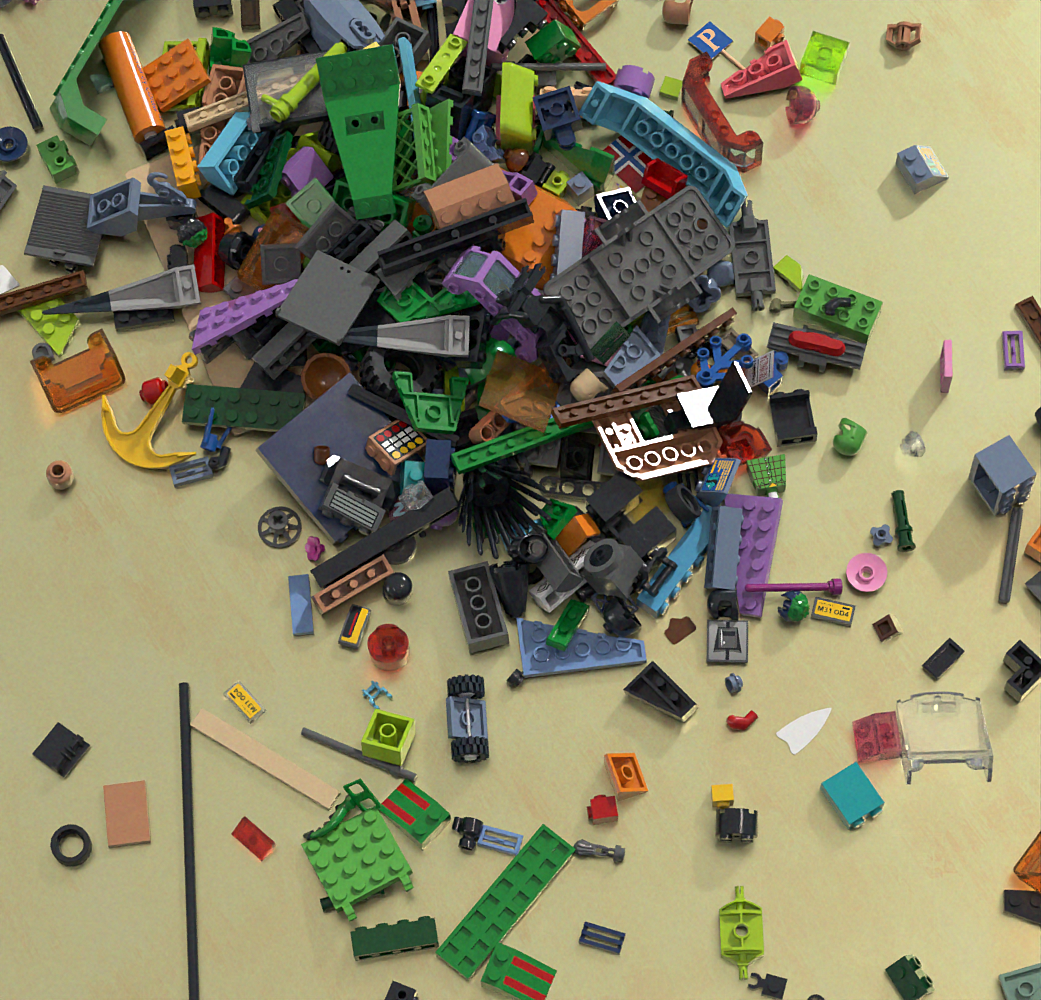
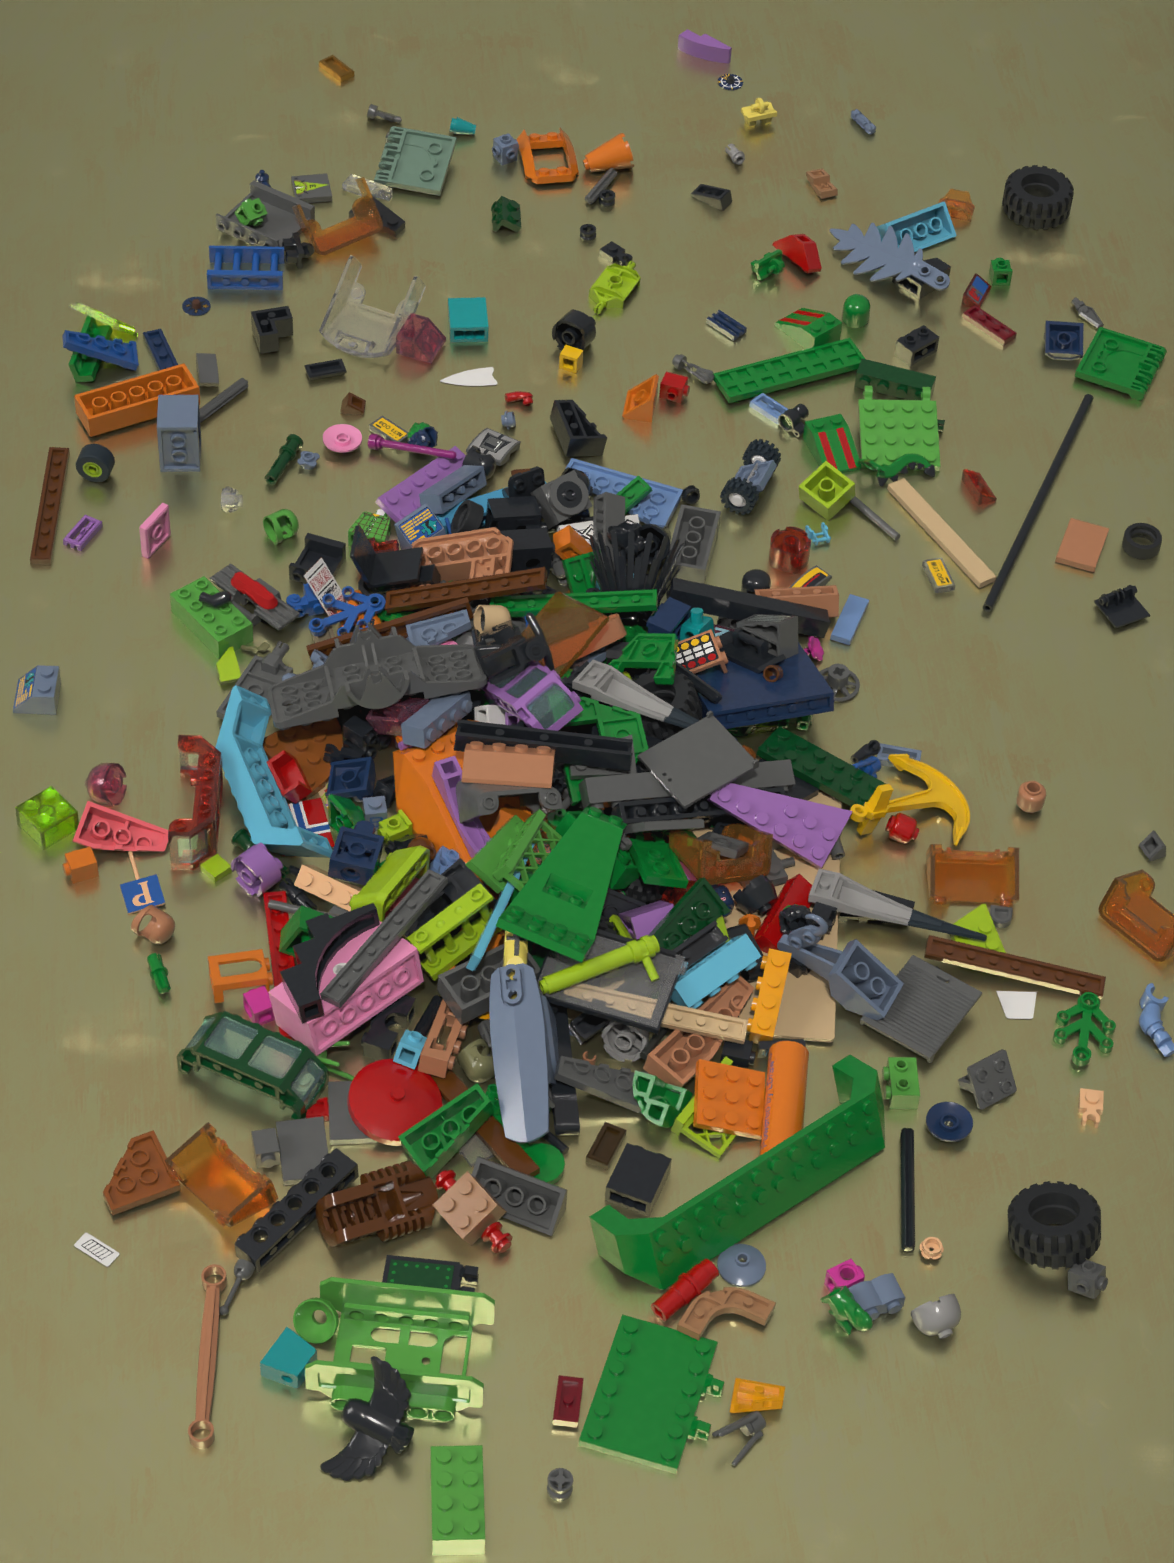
camera: 160 degrees left, 20 degrees down
(415, 496) = (706, 592): clear brick -> none
(607, 341) = (448, 639): clear green tile -> none

